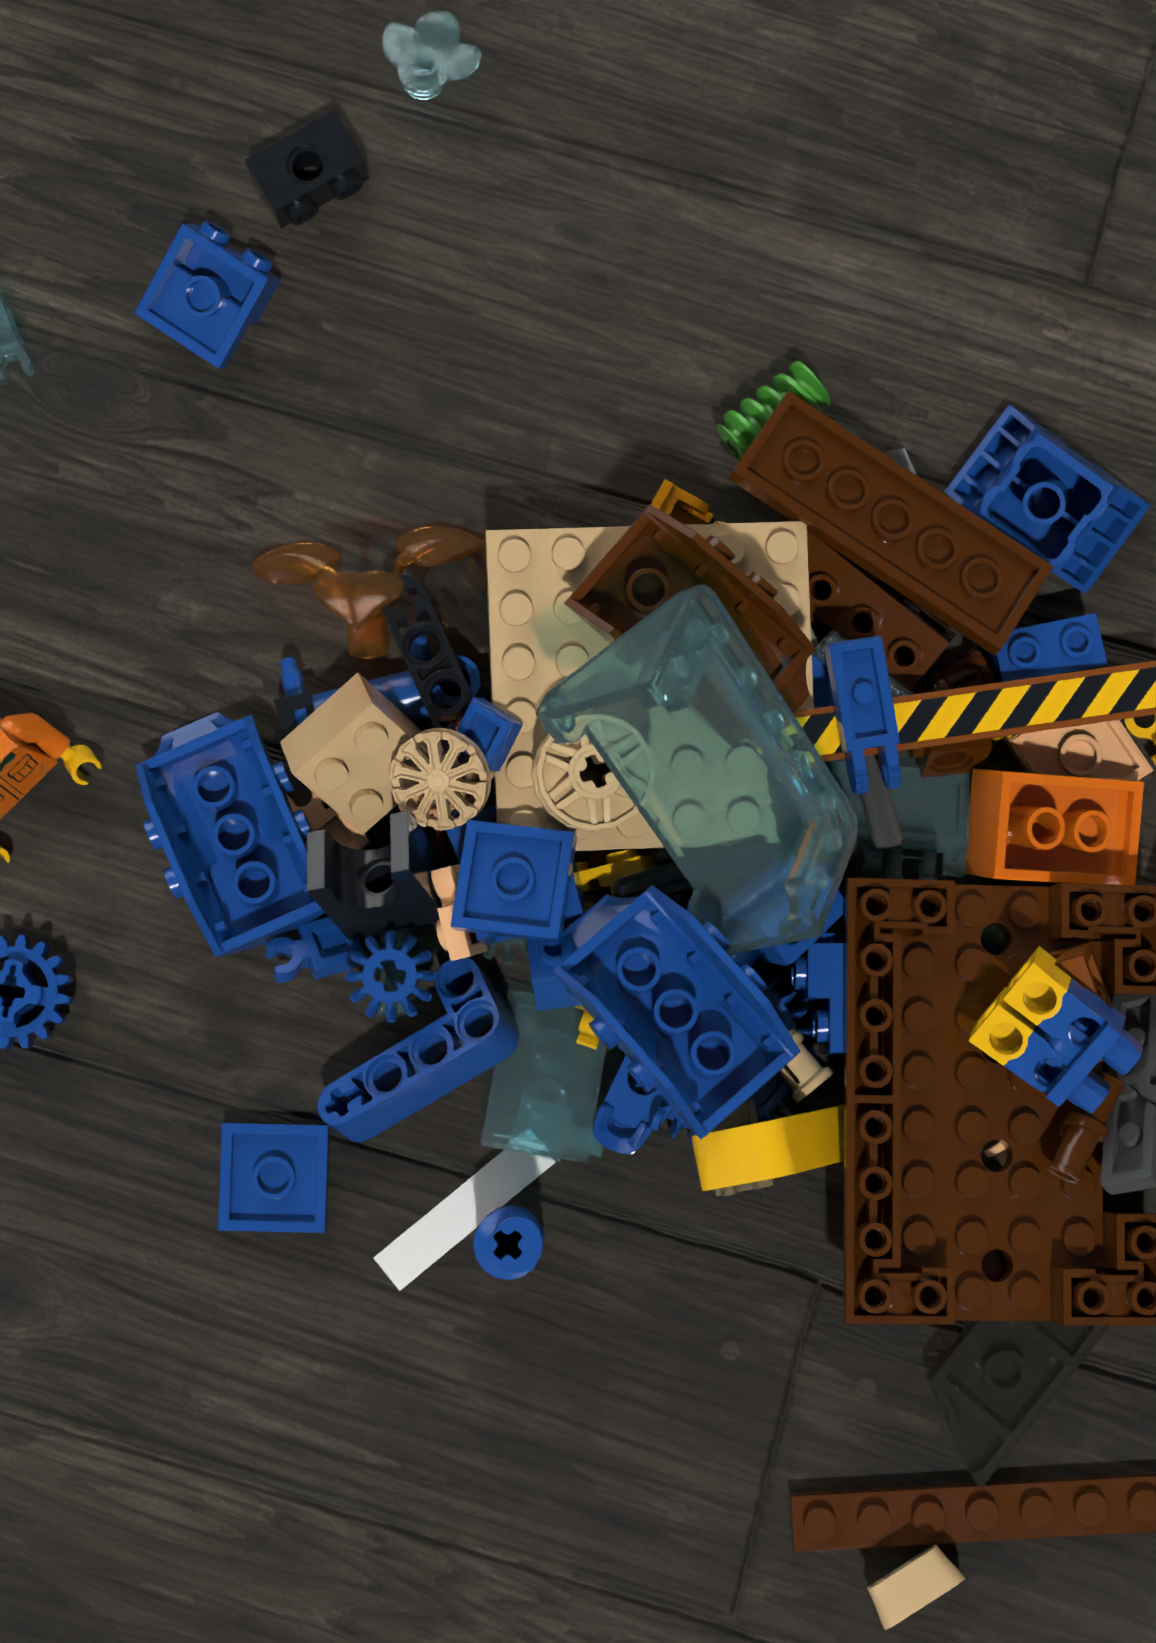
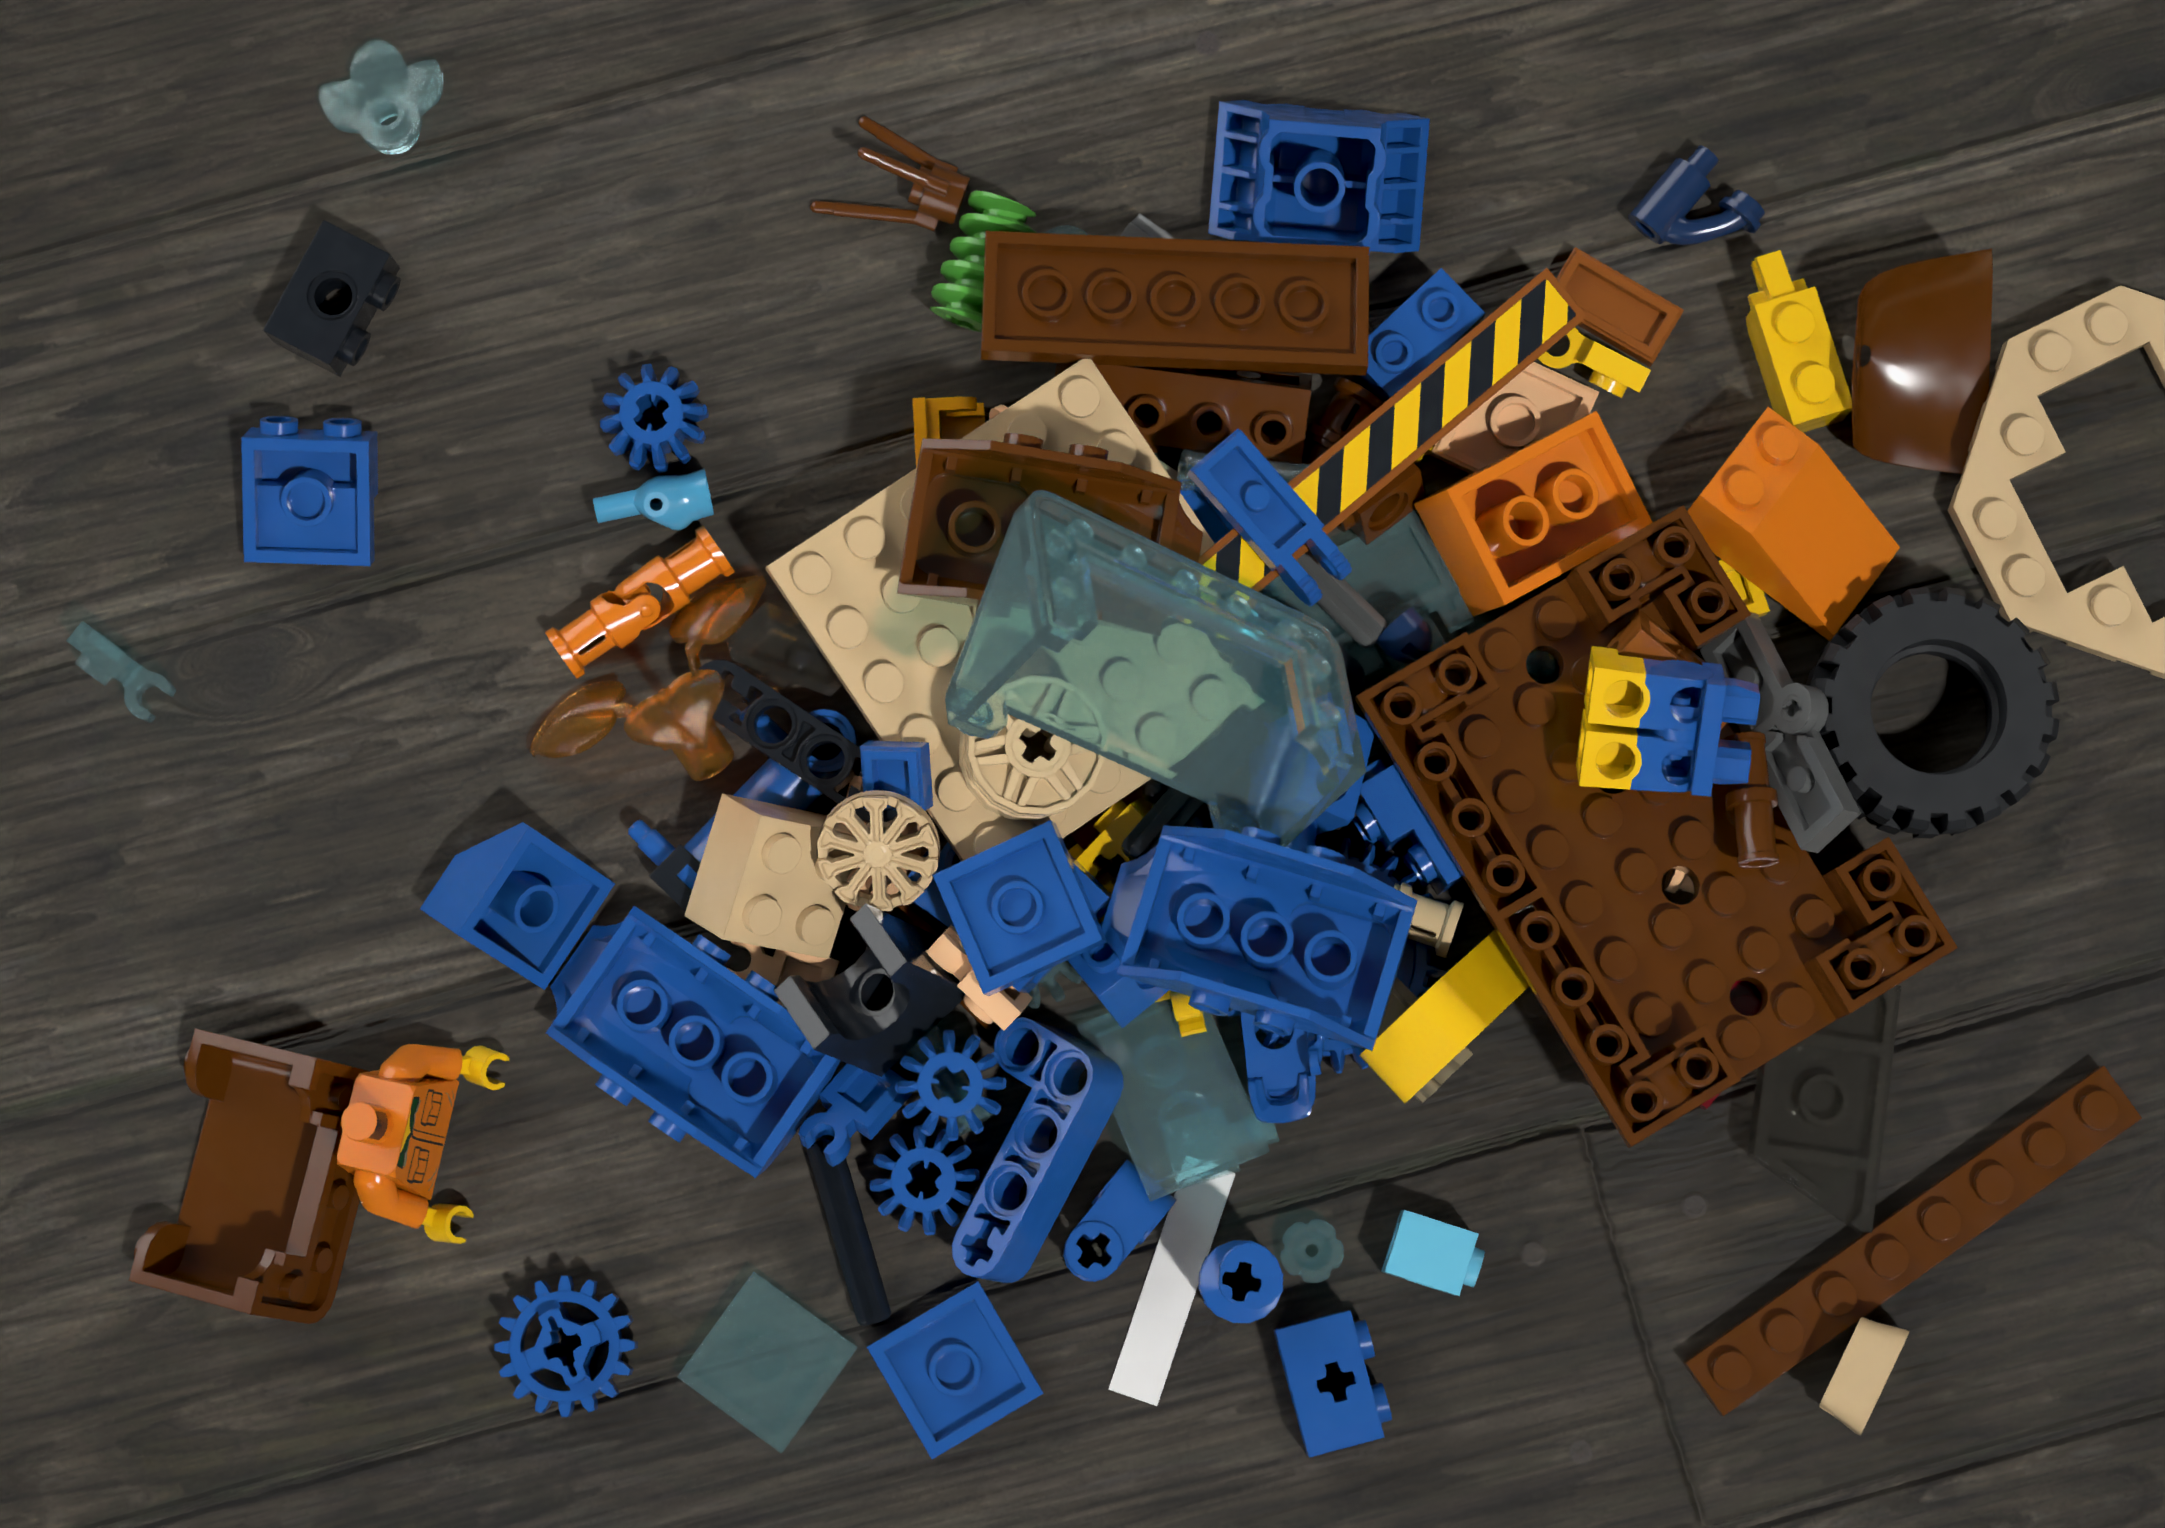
camera: 30 degrees left, 0 degrees up
(148, 1090) = (768, 1362): none -> clear light blue tile
(175, 663) = (519, 900): none -> blue slope
(258, 1039) = (850, 1237): none -> black axle
(322, 1019) = (903, 1177): none -> blue gear
(380, 506) = (621, 614): none -> orange piece
(455, 1142) = (1120, 1216): none -> blue piece
(459, 453) = (678, 503): none -> dark azure piece
(496, 388) = (630, 418): none -> blue gear
(509, 1378) = (1322, 1421): none -> blue brick
(570, 1264) = (1299, 1263): none -> clear light blue plate
(659, 1307) = (1433, 1253): none -> medium azure brick
(771, 345) = (935, 189): none -> reddish brown plant
(909, 858) = (1406, 636): none -> dark blue hinge

